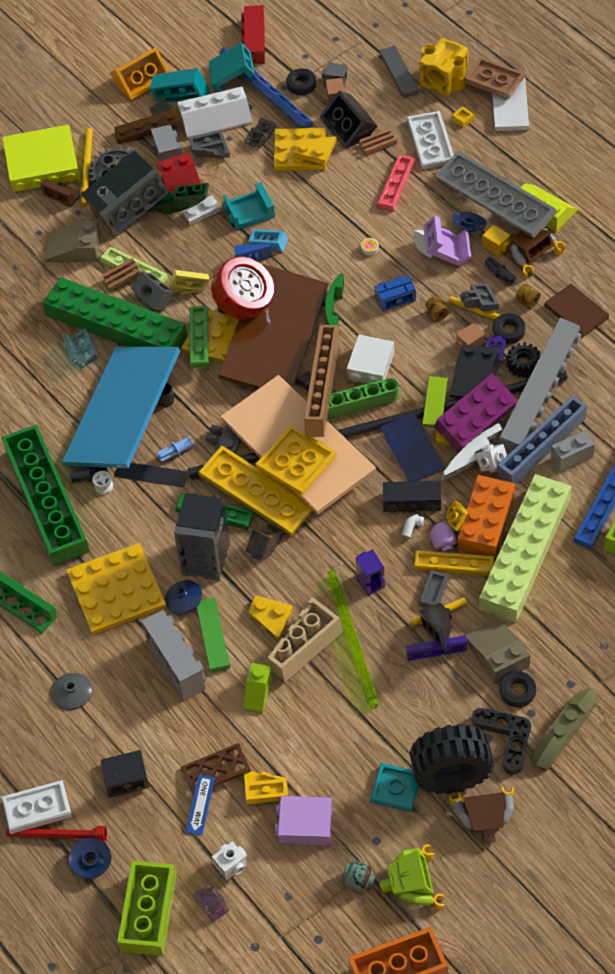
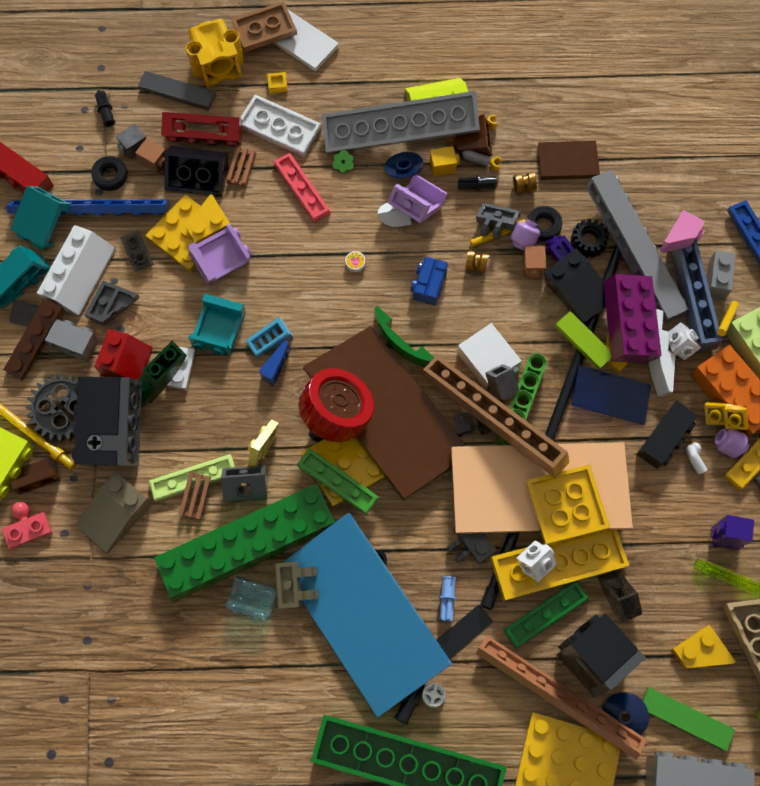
camera: 55 degrees left, 15 degrees up
(25, 212) = (27, 528): none -> coral plate
(102, 360) = (289, 584): none -> dark tan plate
(162, 548) = (562, 697): none -> nougat plate
(239, 466) = (537, 560): none -> white brick
(297, 172) = (219, 254): none -> lavender panel
(345, 46) = (104, 109): none -> black axle
(352, 372) = (502, 382): none -> flat silver brick
(398, 114) = (170, 128): none -> red brick
(438, 190) = (343, 156): none -> bright green plant
(485, 319) = (525, 234): none -> lavender head
(532, 471) = (727, 318): none -> yellow bar
(570, 396) = (683, 232): none -> bright pink slope

